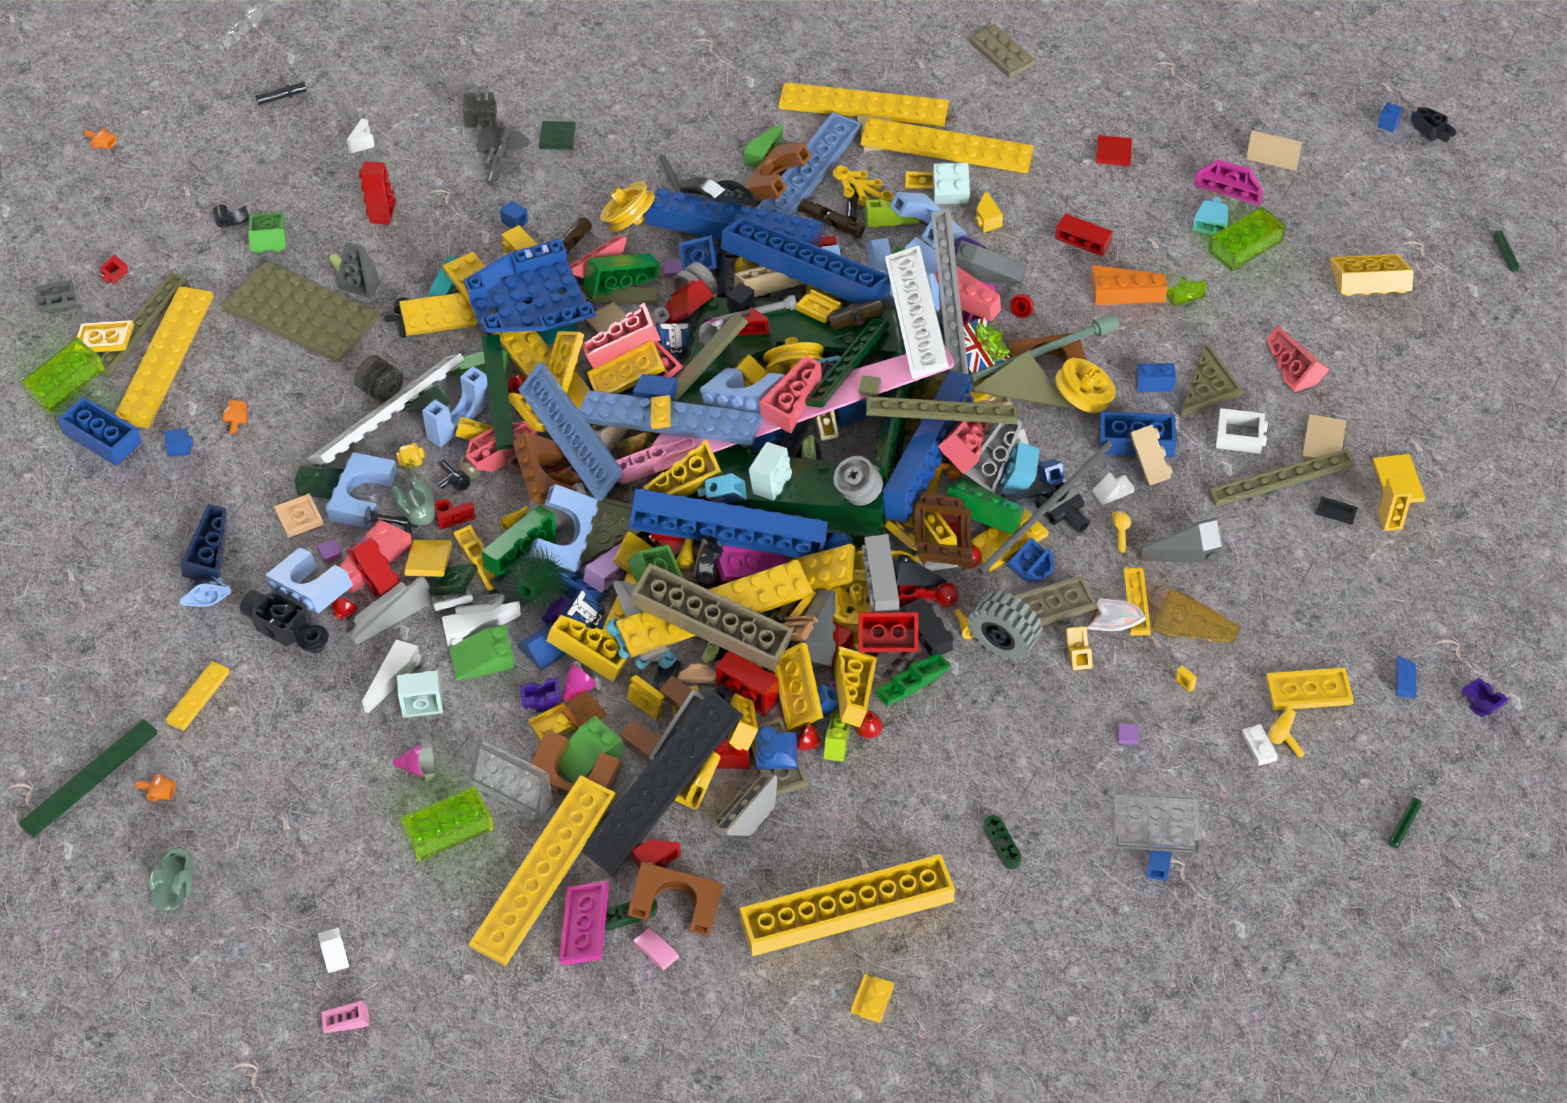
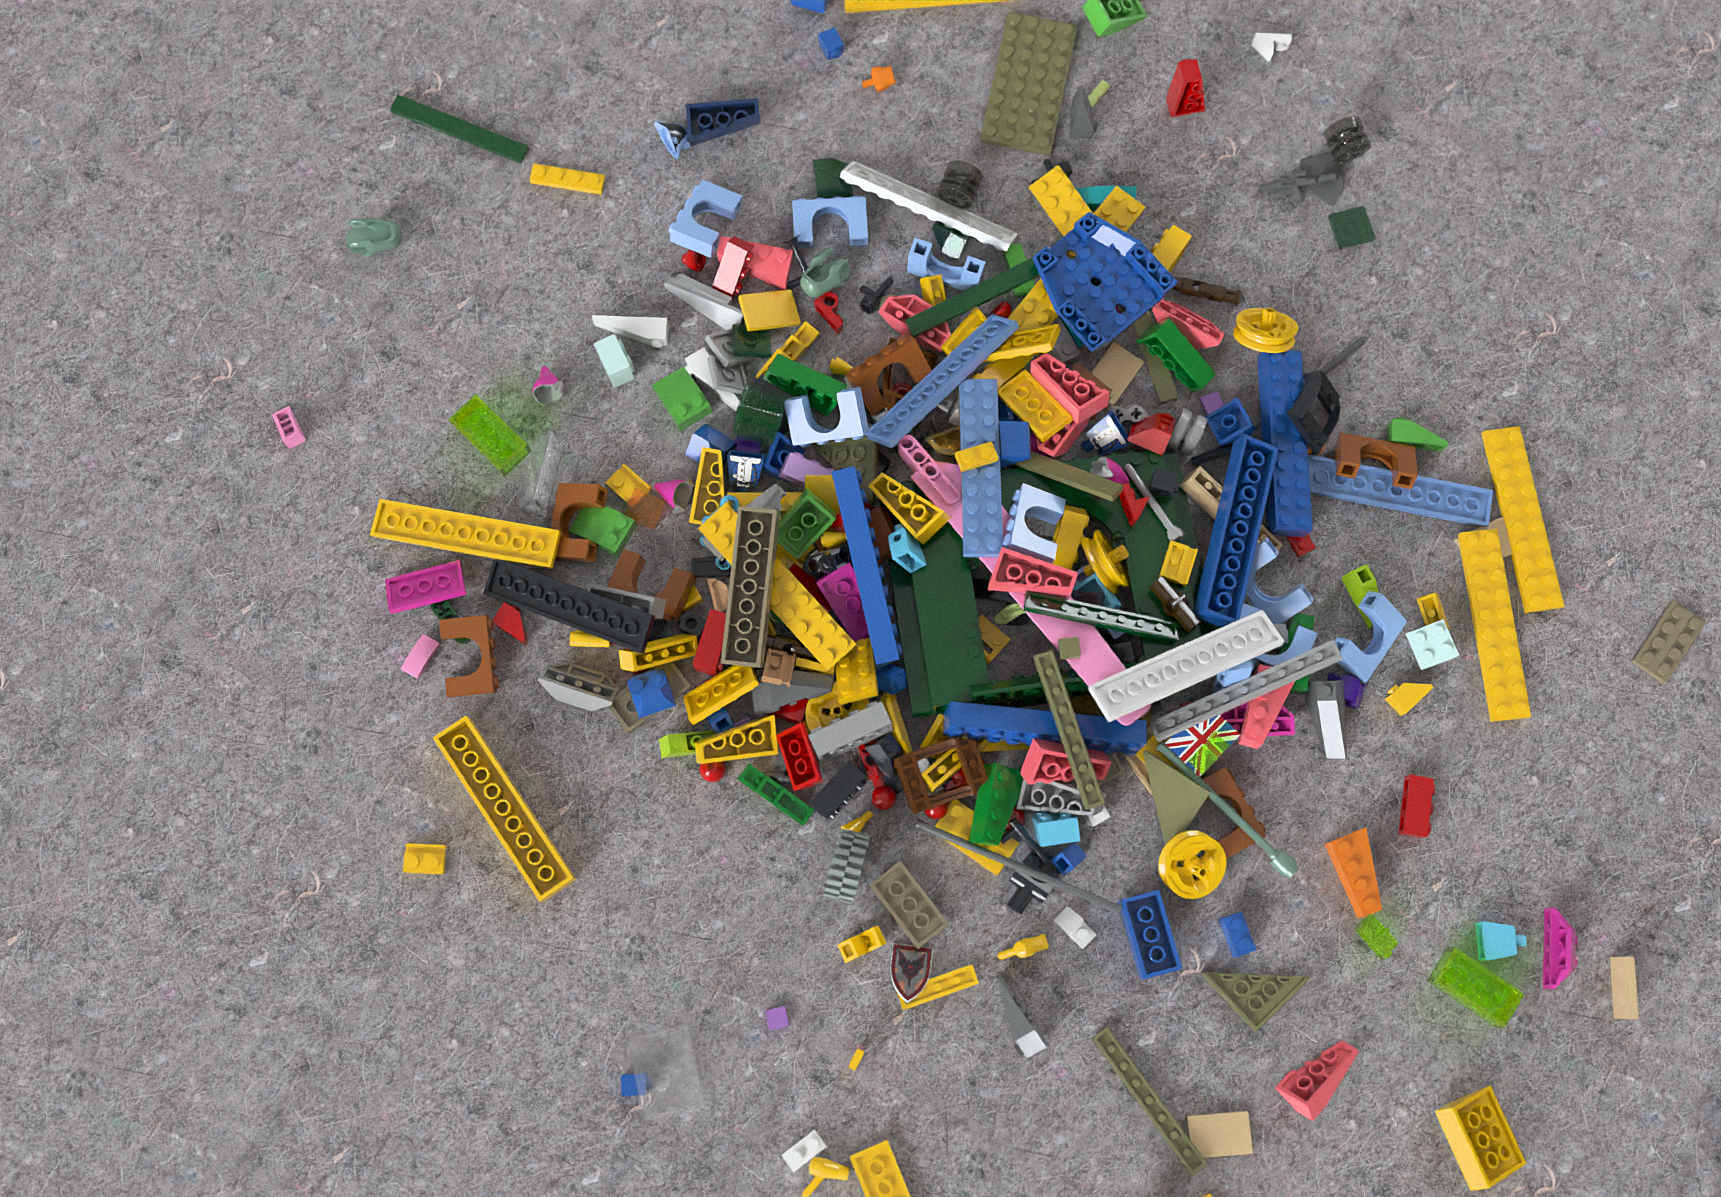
camera: 70 degrees right, 25 degrees up
(159, 788) = (463, 188): orange piece -> none
(284, 620) = (656, 213): black brick -> none
(298, 515) = (784, 180): light nougat plate -> none
(329, 551) = (755, 222): medium lavender tile -> none
(333, 950) = (348, 392): white slope -> none
(410, 455) = (884, 249): yellow head -> none
(513, 215) = (1221, 227): blue brick -> none
(542, 696) = (650, 463): dark purple cylinder -> none
(646, 697) = (677, 552): yellow plate -> none
(770, 471) = (937, 585): light aqua brick -> none
(808, 738) = (675, 717): red brick -> none
(833, 218) = (1336, 549): dark brown piece -> none
(843, 174) = (1395, 553): yellow plant -> none
(851, 207) = (1381, 547): black pin -> none
(858, 480) = (947, 673): light grey wheel -> none
(1001, 851) = (627, 916): dark green beam -> none
(1021, 305) = (1288, 768): red brick -> none
(1032, 562) = (952, 870): blue slope -> none
(1114, 150) = (1561, 806): red tile -> none
(1151, 455) = (1118, 956): tan brick -> none
(1188, 617) = (931, 1048): clear yellow wedge -> none
(1239, 442) = (1208, 1019): white window -> none
(1336, 510) = (1127, 1168): black tile -> none

